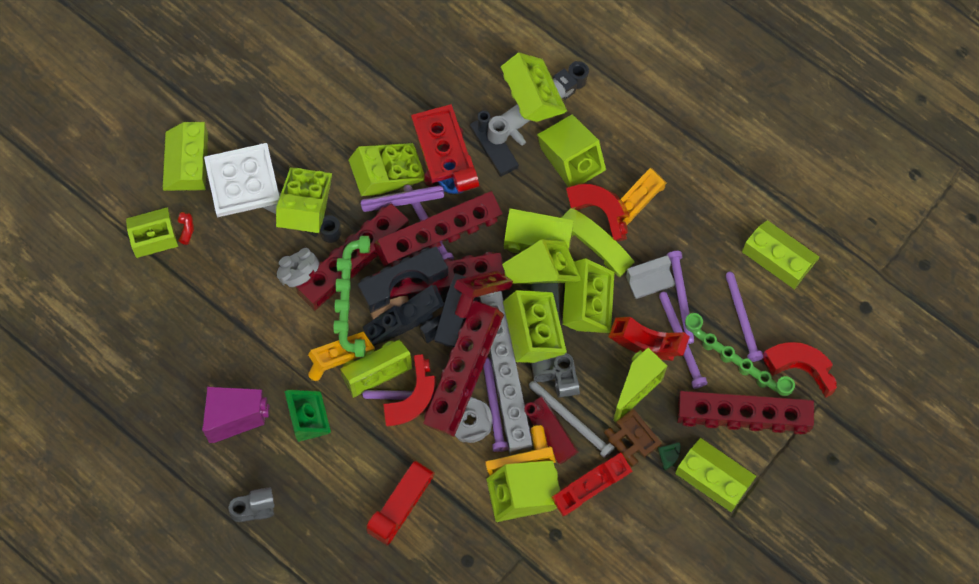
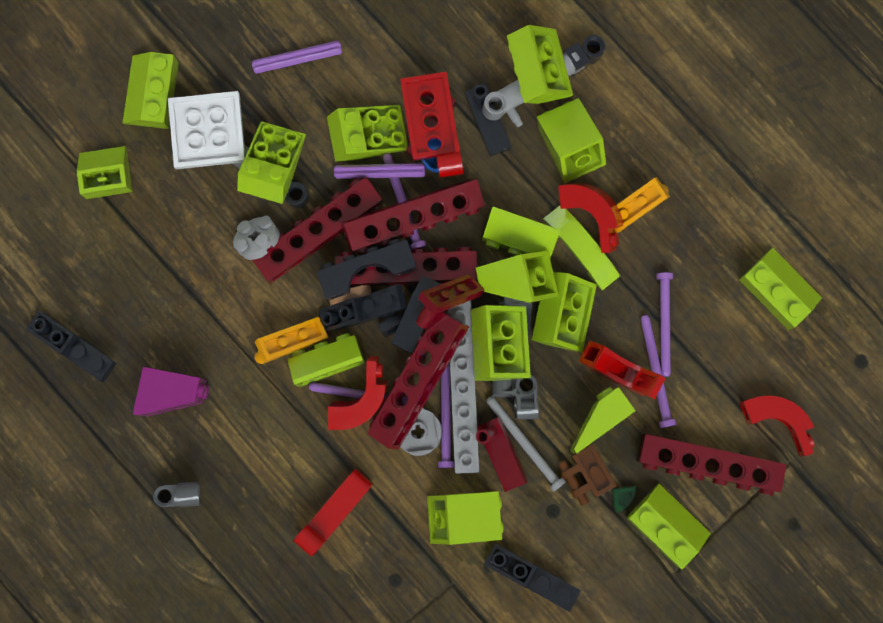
camera: 10 degrees right, 15 degrees up
(135, 386) = (71, 346): none -> black slope
(188, 228) = (145, 172): red arm -> none
(307, 414) = (247, 401): green slope -> none
(314, 114) = (296, 57): none -> medium lavender axle
(343, 305) = (302, 268): bright green bar -> none
(541, 453) = (487, 481): light orange piece -> none
(591, 484) = (534, 519): red slope -> none
(597, 537) = (532, 577): none -> black slope
(650, 277) = (635, 298): light grey panel -> none
(754, 355) = (727, 356): medium lavender bar -> none
(784, 385) = (757, 445): bright green bar -> none

